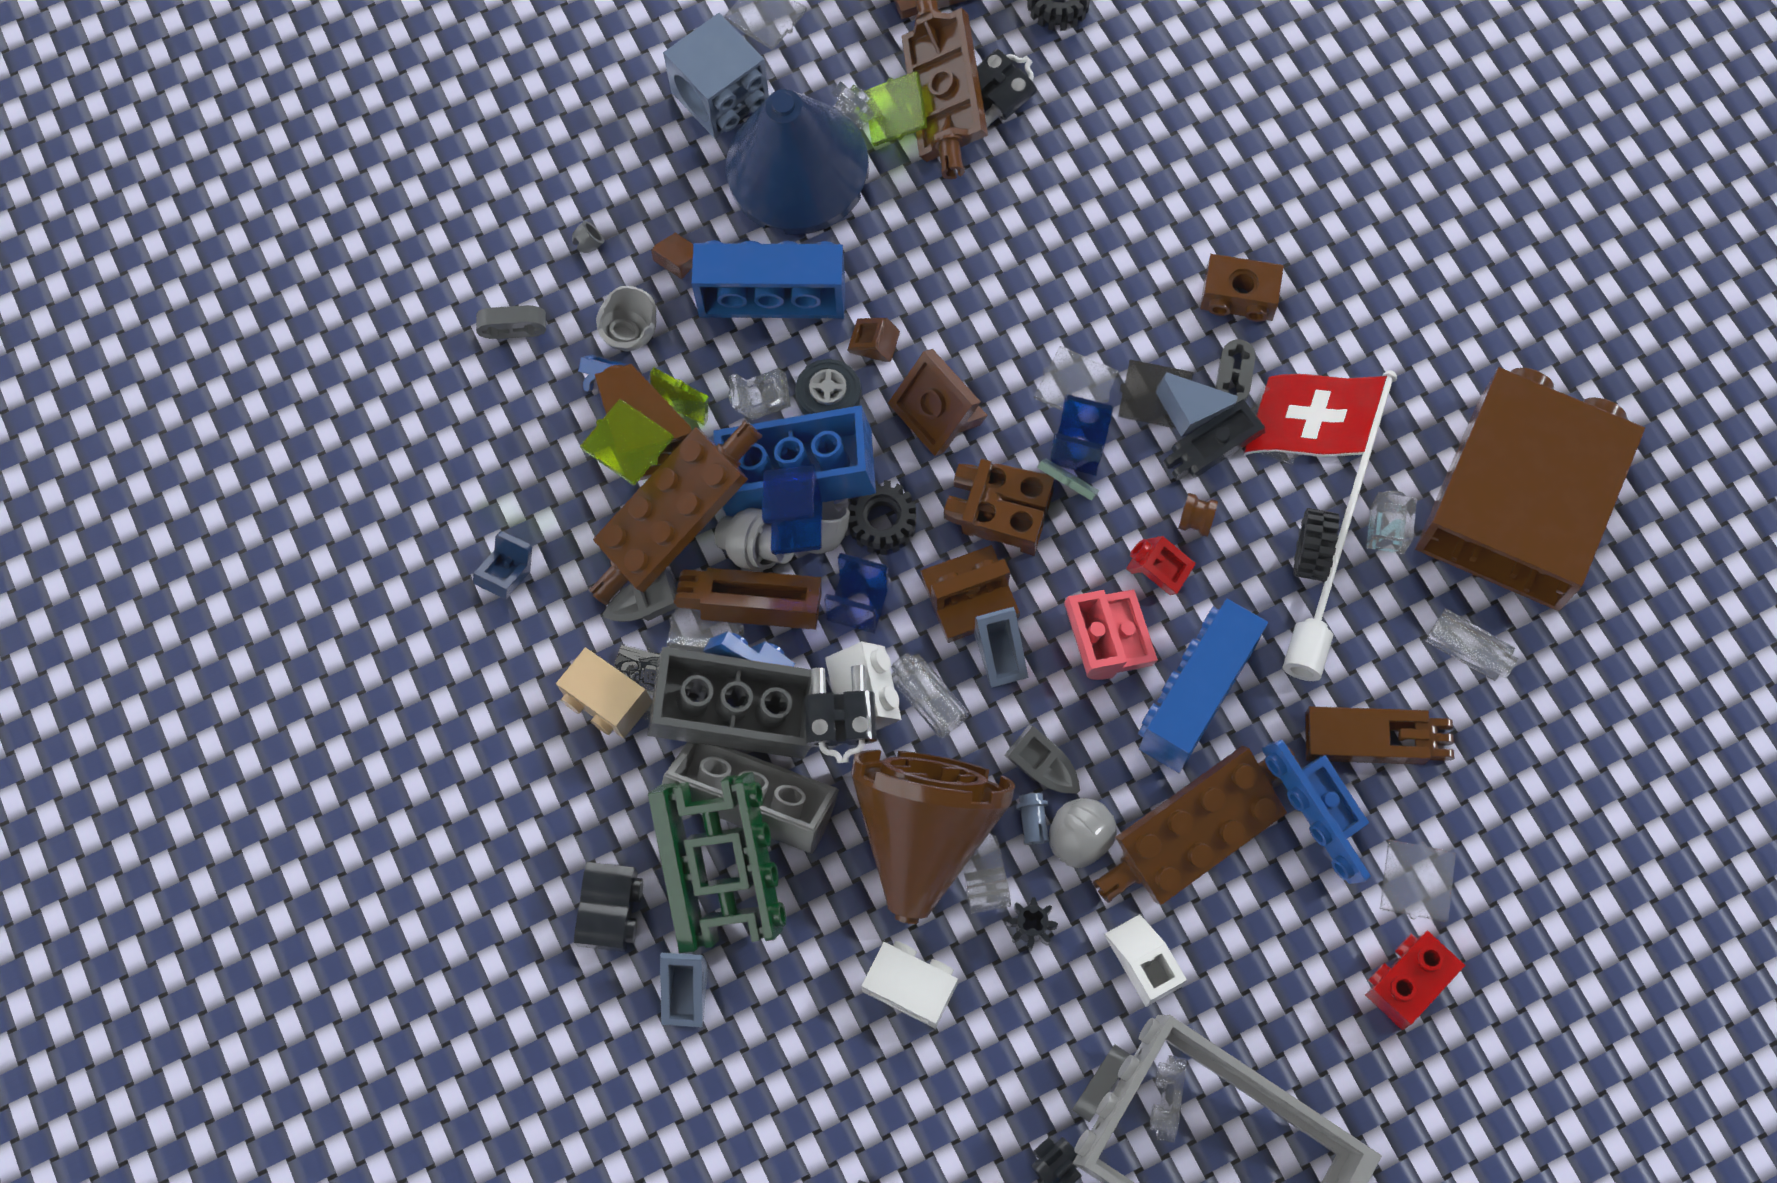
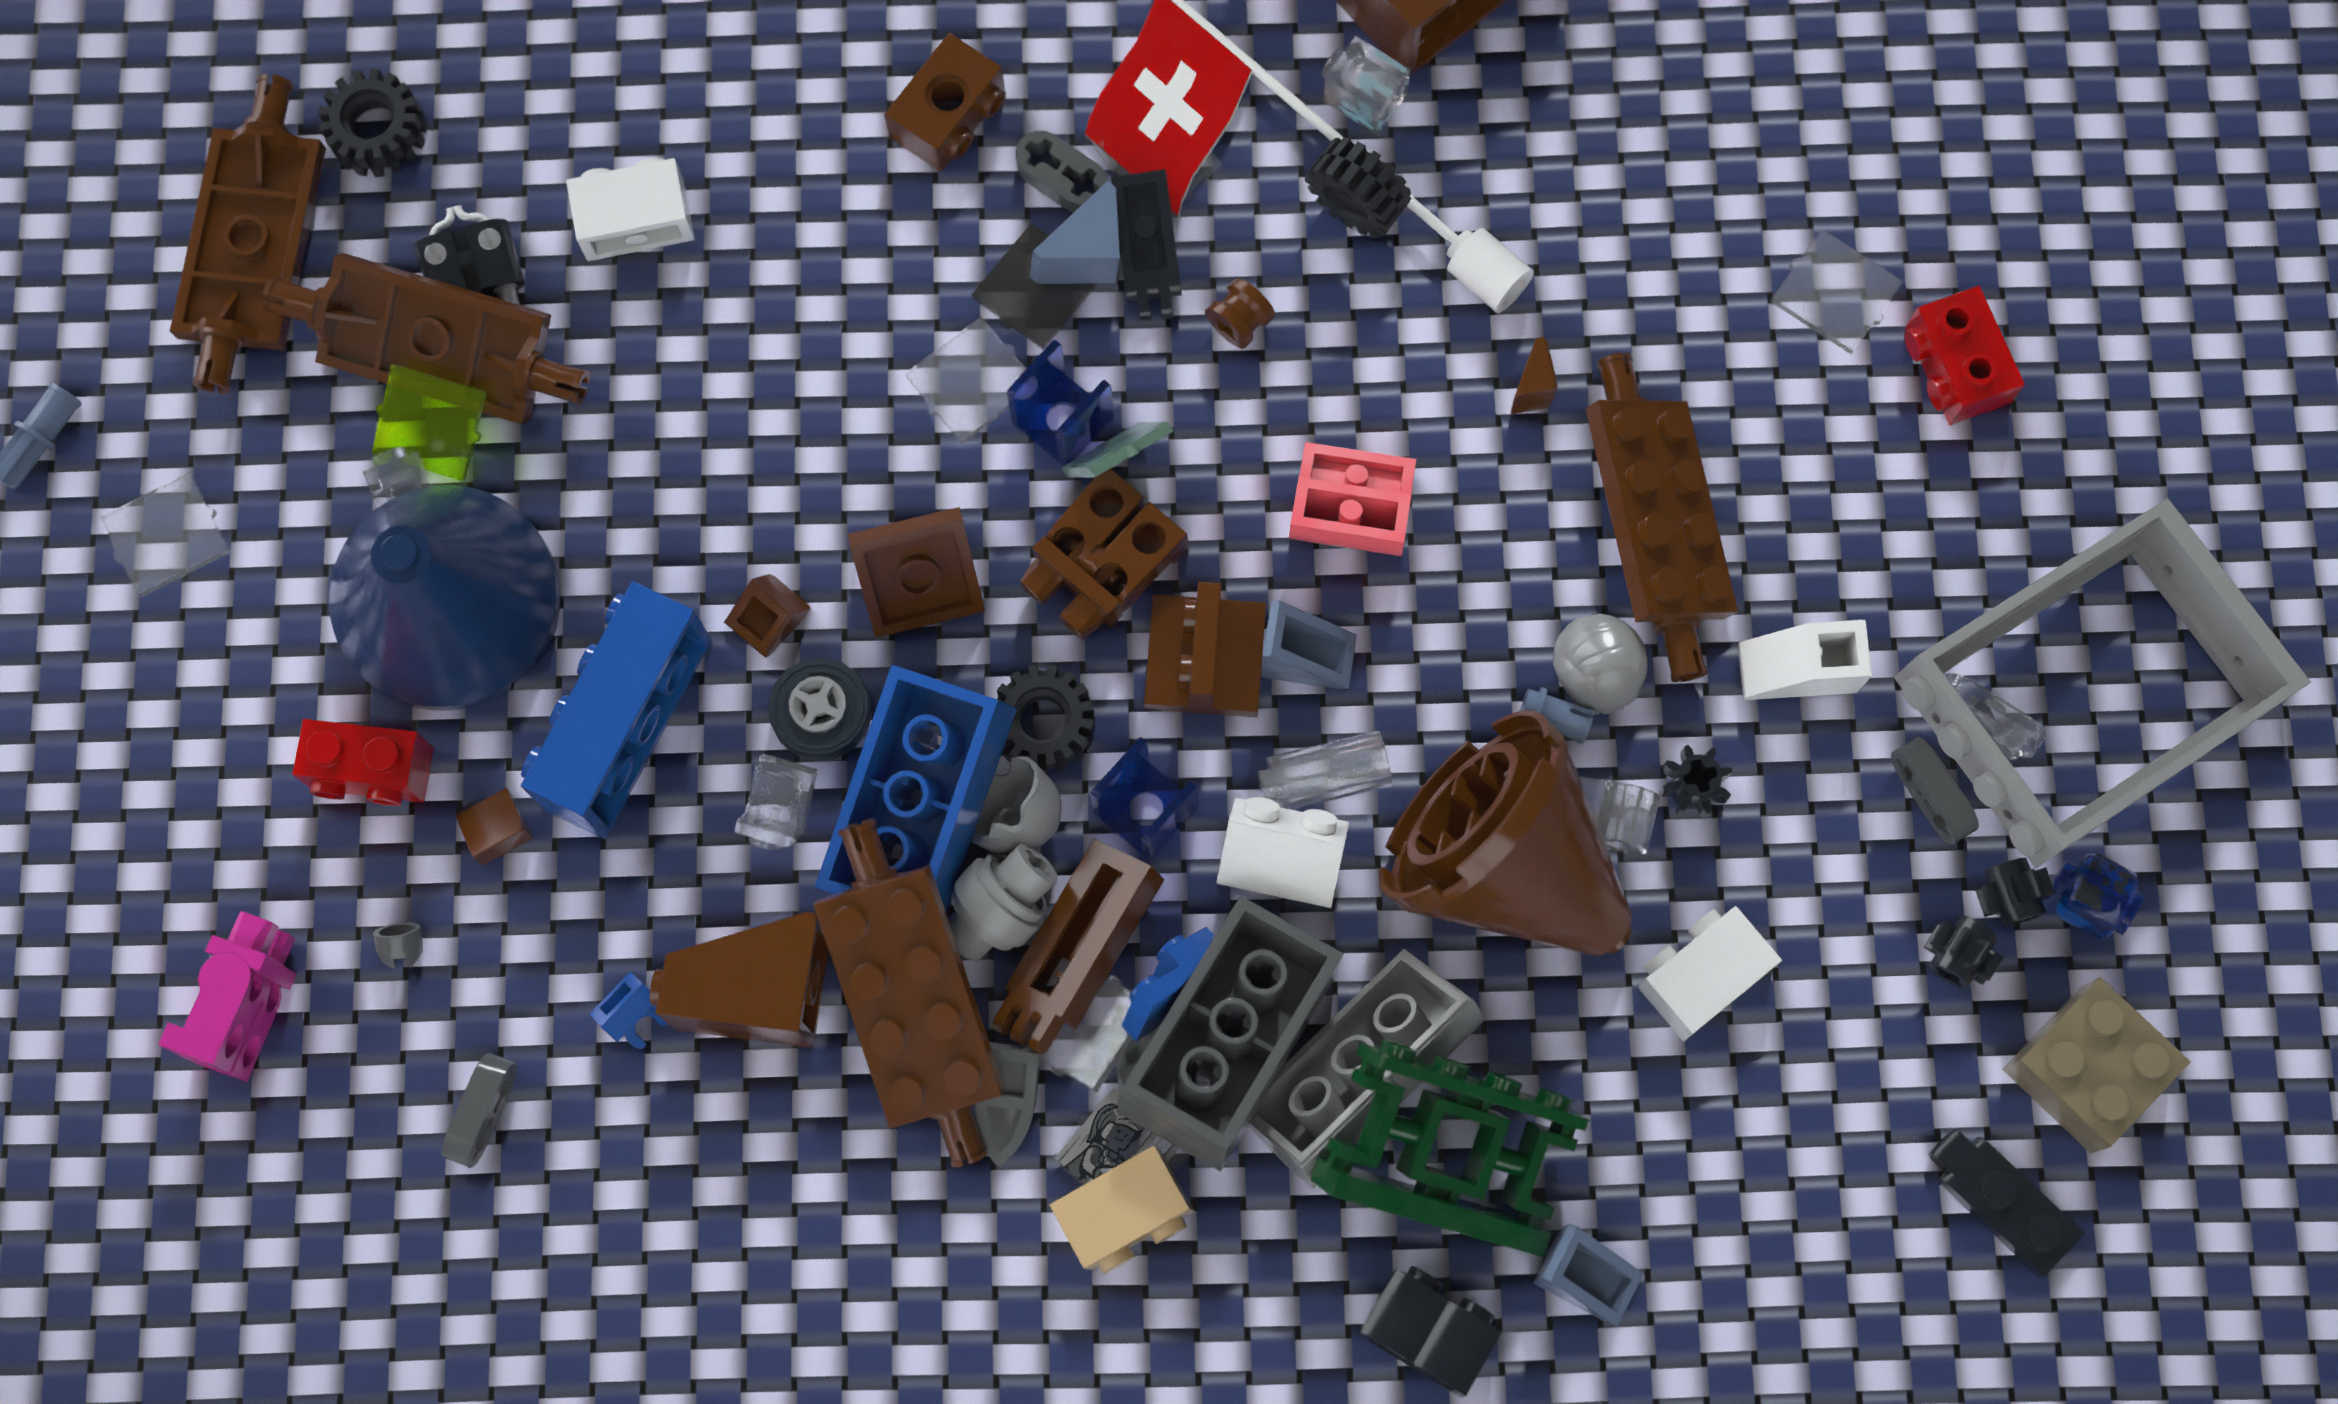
camera: 65 degrees left, 5 degrees up
(504, 566) = (862, 1273): dark blue bracket -> none
(514, 167) = (235, 998): none -> dark pink hips
(626, 442) = (786, 1010): clear neon green piece -> none
(627, 318) = (569, 937): light grey hair -> none
(680, 167) = (363, 761): none -> red brick
(681, 396) = (735, 910): clear neon green piece -> none
(716, 75) = (246, 642): sand blue brick -> none
(793, 508) = (1005, 824): clear blue piece -> none
(840, 717) = (1325, 894): black piece -> none
(1000, 1145) = (1963, 952): none -> black gear
(1043, 761) = (1484, 667): dark grey plate -> none
(1079, 150) = (630, 208): none -> white brick
(1161, 563) = (1283, 393): red bracket -> none
(1205, 679) = (1484, 418): blue brick -> none
(1248, 709) = (1537, 382): none -> reddish brown slope
(1325, 804) = (1704, 348): blue bracket -> none
(1364, 735) = (1630, 255): reddish brown hinge -> none
(1472, 645) = (1572, 74): clear brick -> none

